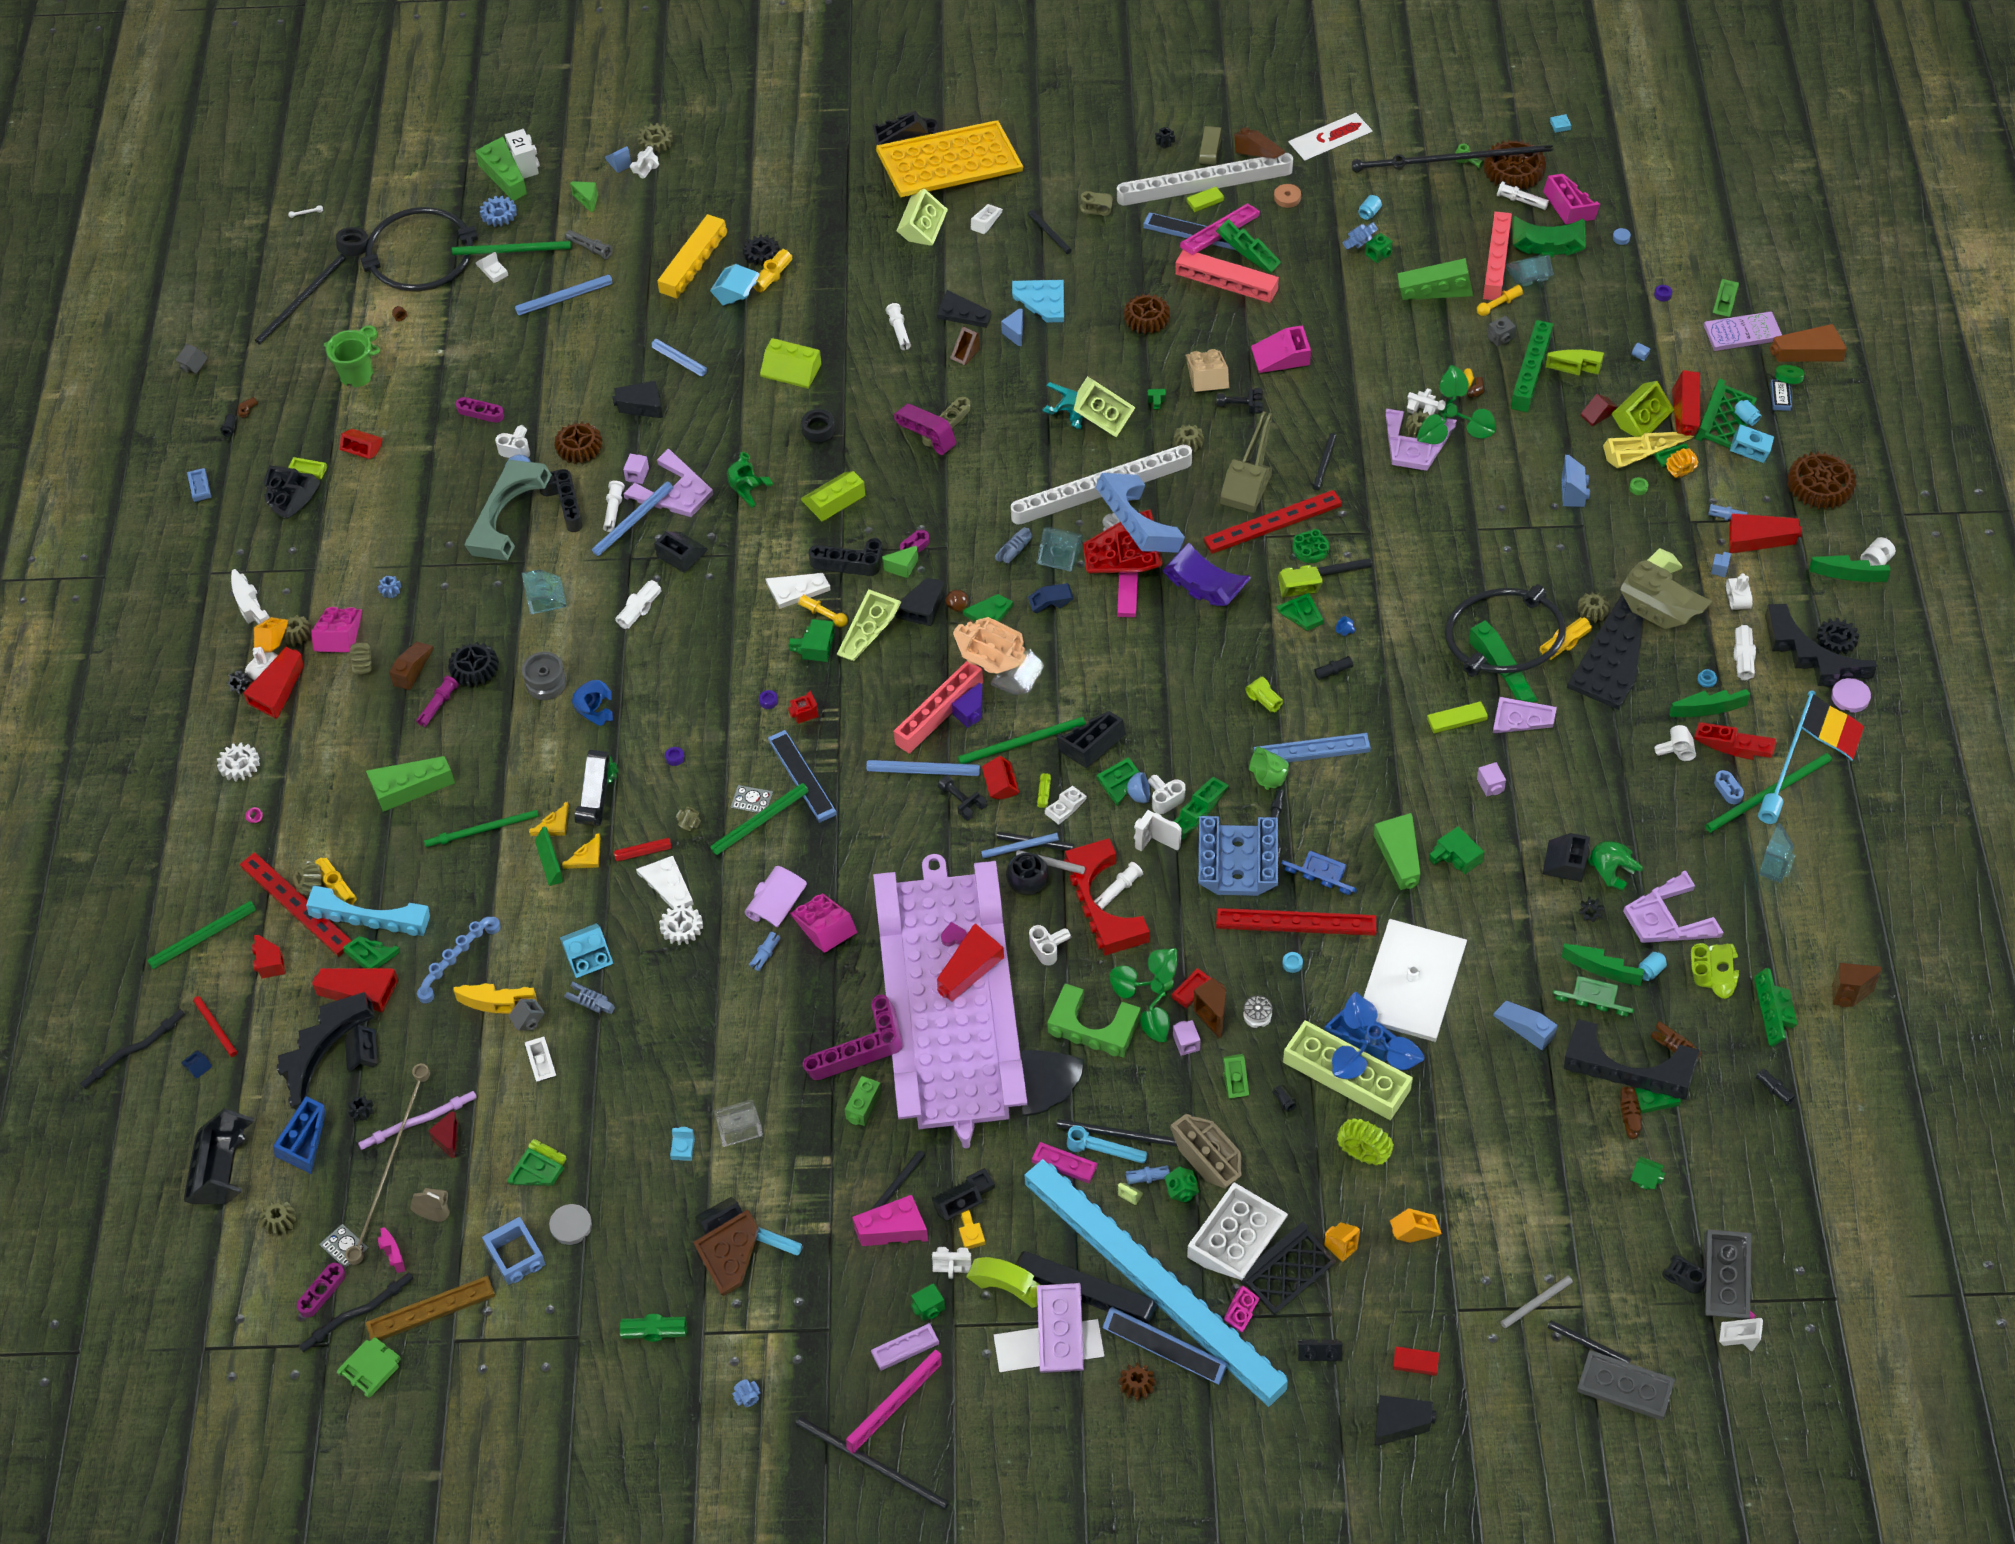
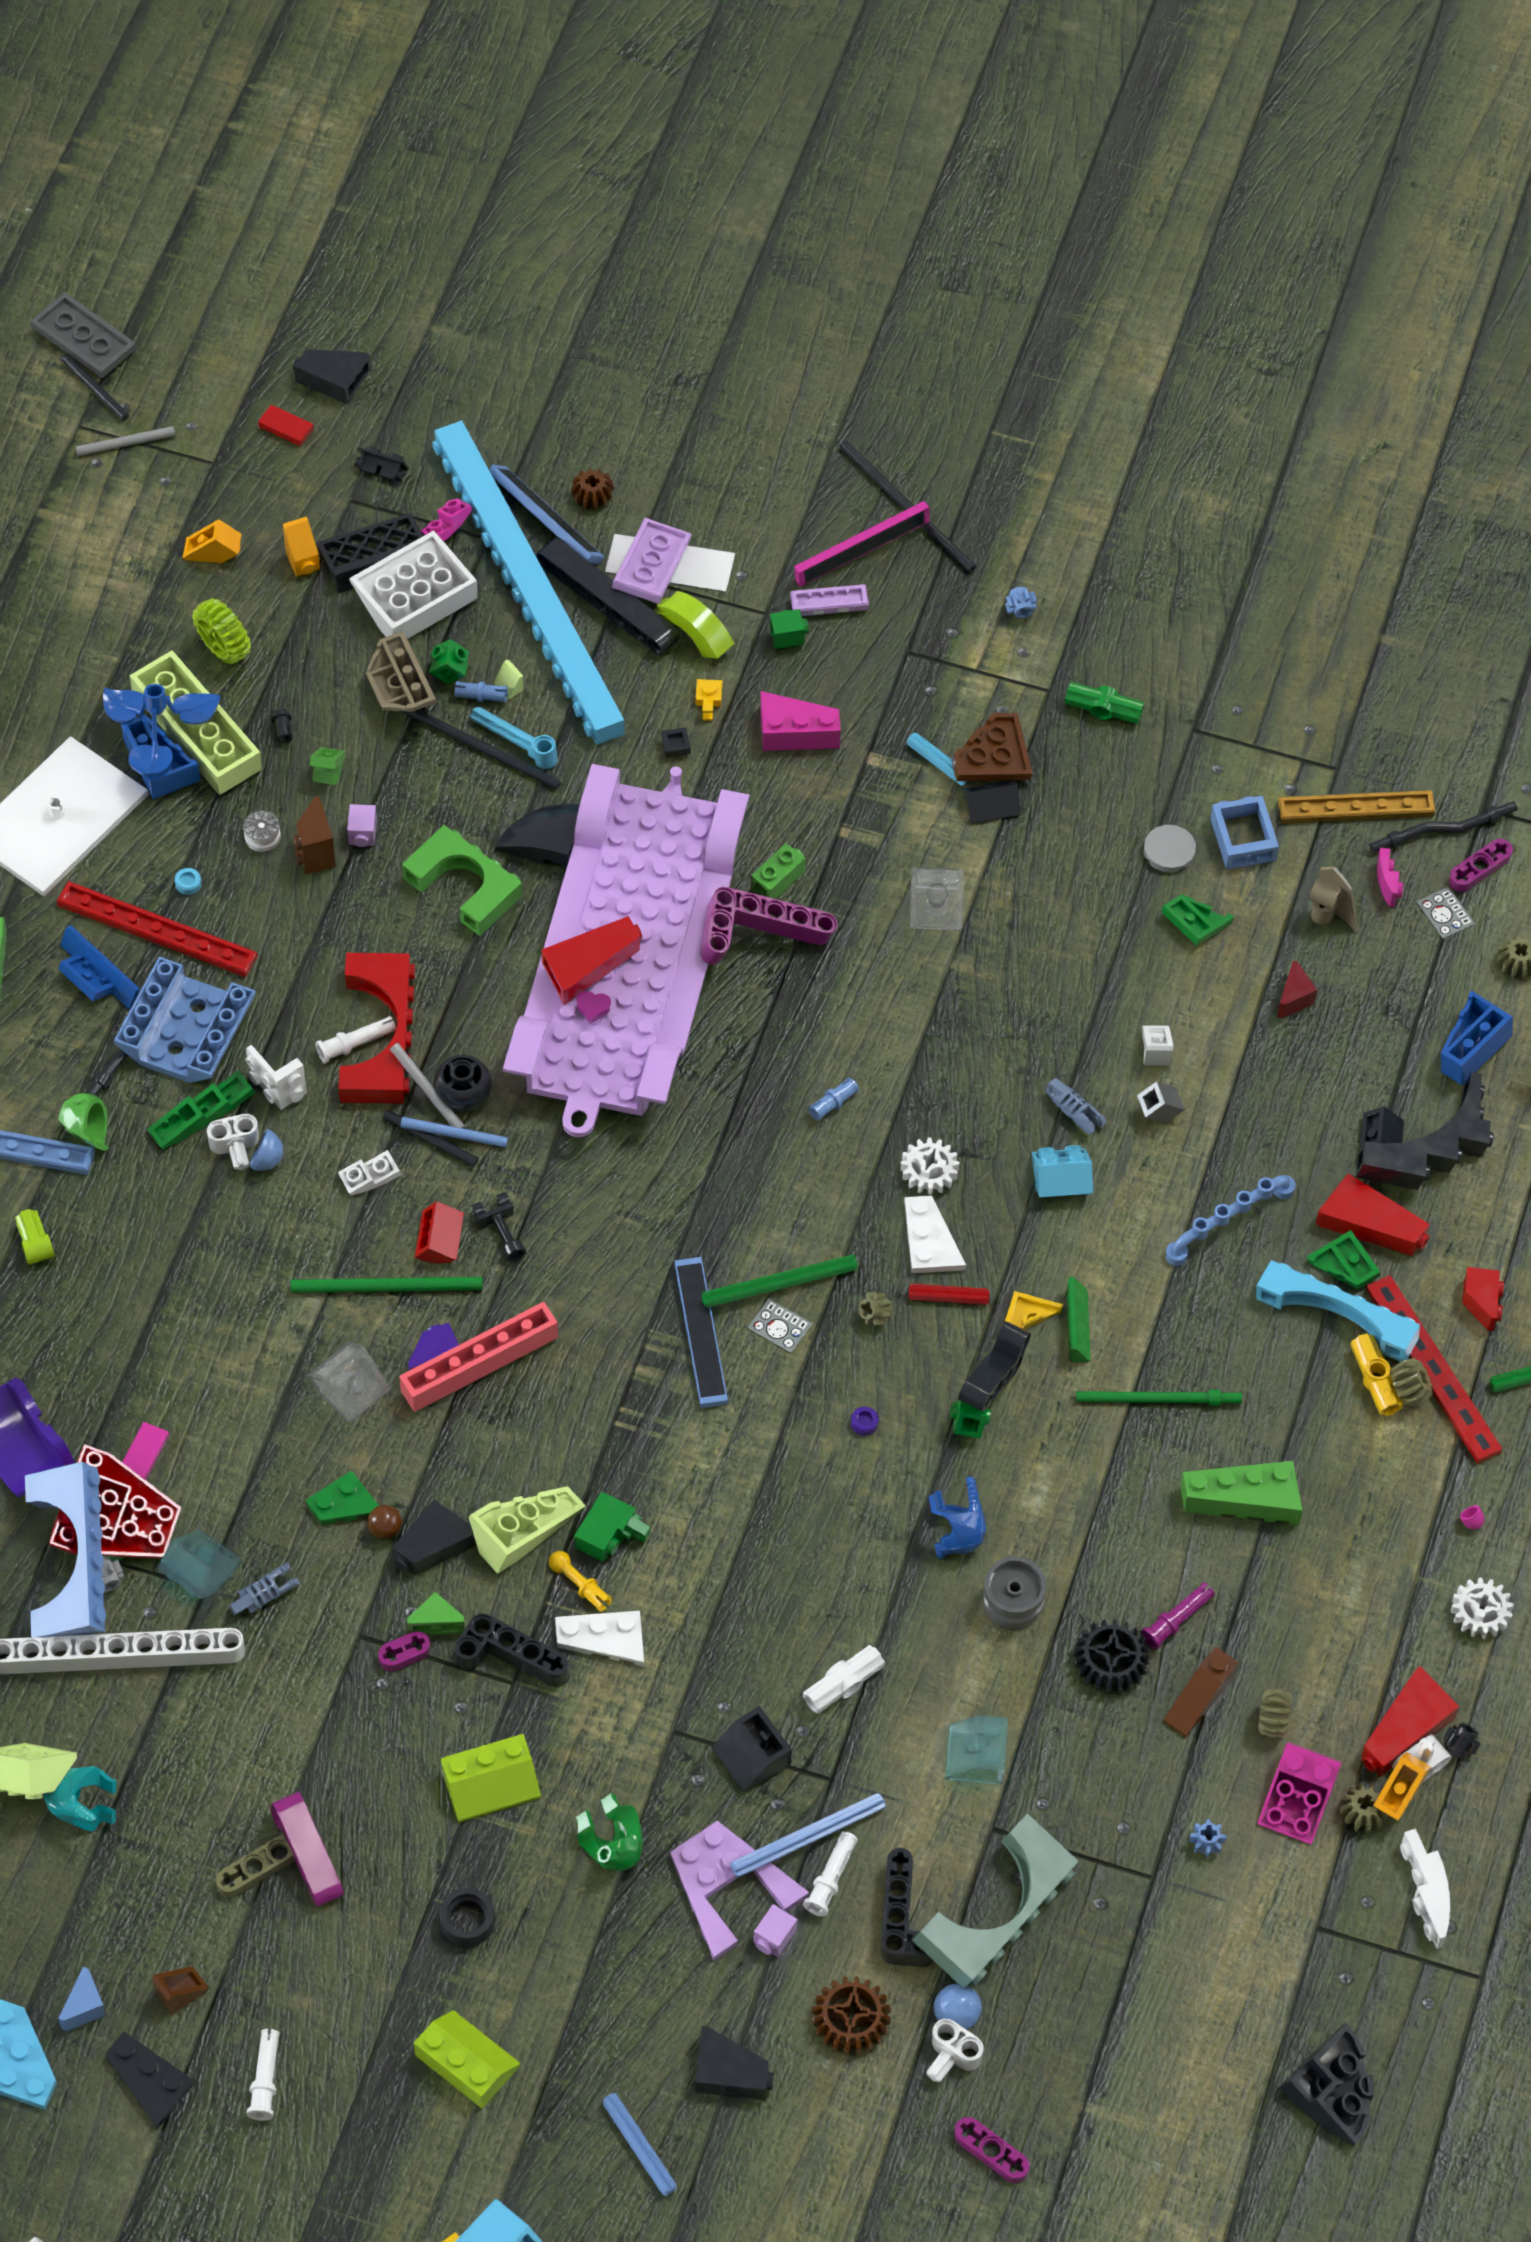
camera: 165 degrees left, 5 degrees up
(199, 484) = (1476, 2150): medium blue plate -> none
(309, 467) = (1295, 2129): lime tile -> none
(354, 1254) = (1312, 1072): dark tan piece -> none
(360, 443) = (1199, 2144): red brick -> none
(360, 1108) = (1395, 1057): black gear -> none
(370, 1366) = (1436, 762): bright green plate -> none
(380, 1136) = (1276, 1030): lavender bar -> none
(487, 999) = (1207, 1147): yellow slope -> none
(547, 1151) = (1176, 938): lime axle -> none
(555, 822) = (1059, 1373): yellow tile -> none
(682, 1144) = (1011, 895): medium azure bracket -> none
(768, 699) = (706, 1466): dark purple tile -> none
(775, 896) = (797, 1164): lavender panel -> none
(803, 708) = (664, 1426): red window -> none
(824, 922) = (746, 1113): dark pink slope -> none
(899, 1179) = (779, 772): black bar -> none
(923, 767) = (534, 1288): medium blue axle -> none
(951, 1261) = (753, 671): white hips -> none
(957, 1200) = (712, 723): black brick -> none
(990, 645) = (365, 1410): light nougat wedge -> none
(1044, 788) = (388, 1202): lime axle -> none
(1046, 943) = (476, 992): white beam -> none
(1055, 594) = (243, 1482): dark blue slope -> none
(1066, 1162) = (569, 739): dark pink tile -> none
(1093, 739) = (295, 1240): black wedge -> none
(1116, 778) = (284, 1182): green wing -> none
(1123, 981) = (364, 890): green plant -> none
(1185, 992) = (324, 889): red tile -> none

